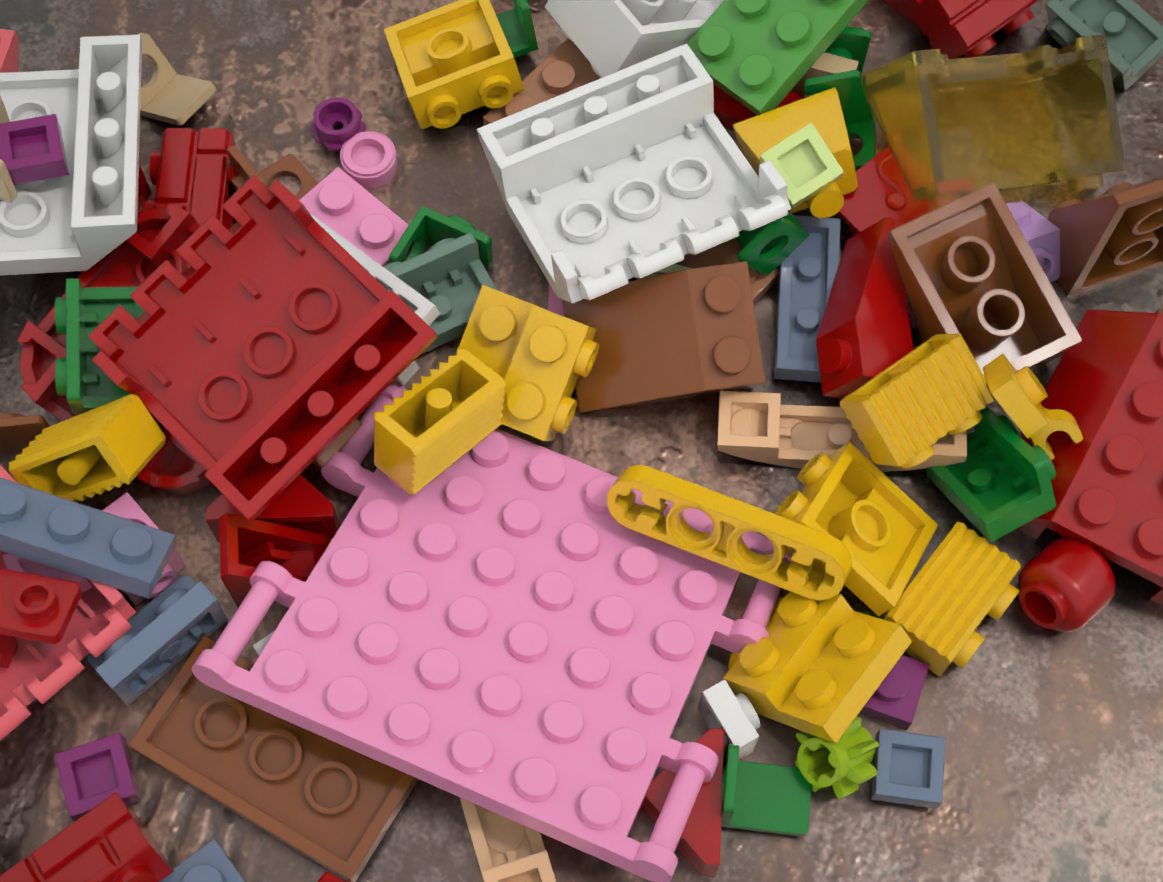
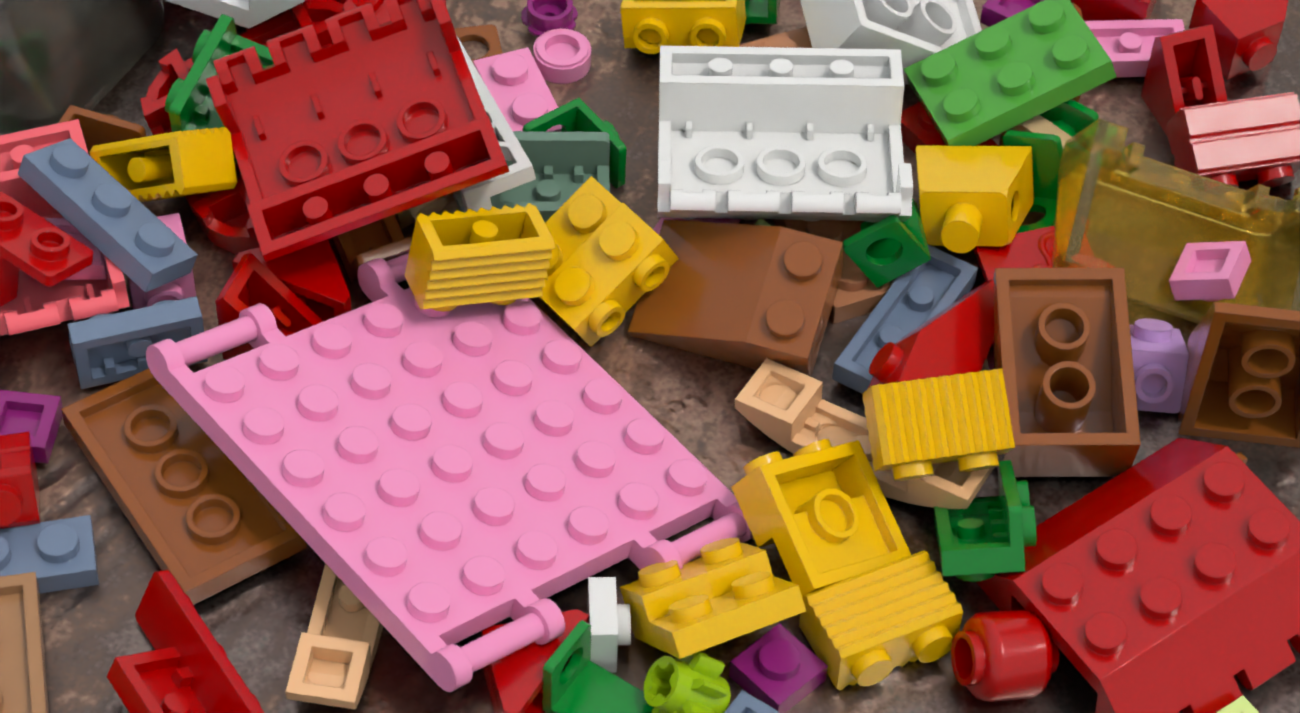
camera: 25 degrees right, 15 degrees down
(730, 521) = (686, 462): yellow beam -> none
(804, 164) = (945, 185): yellowish green plate -> none
(1021, 398) = (1040, 461): yellow plate -> none
(1031, 140) = (1210, 271): none -> bright pink plate

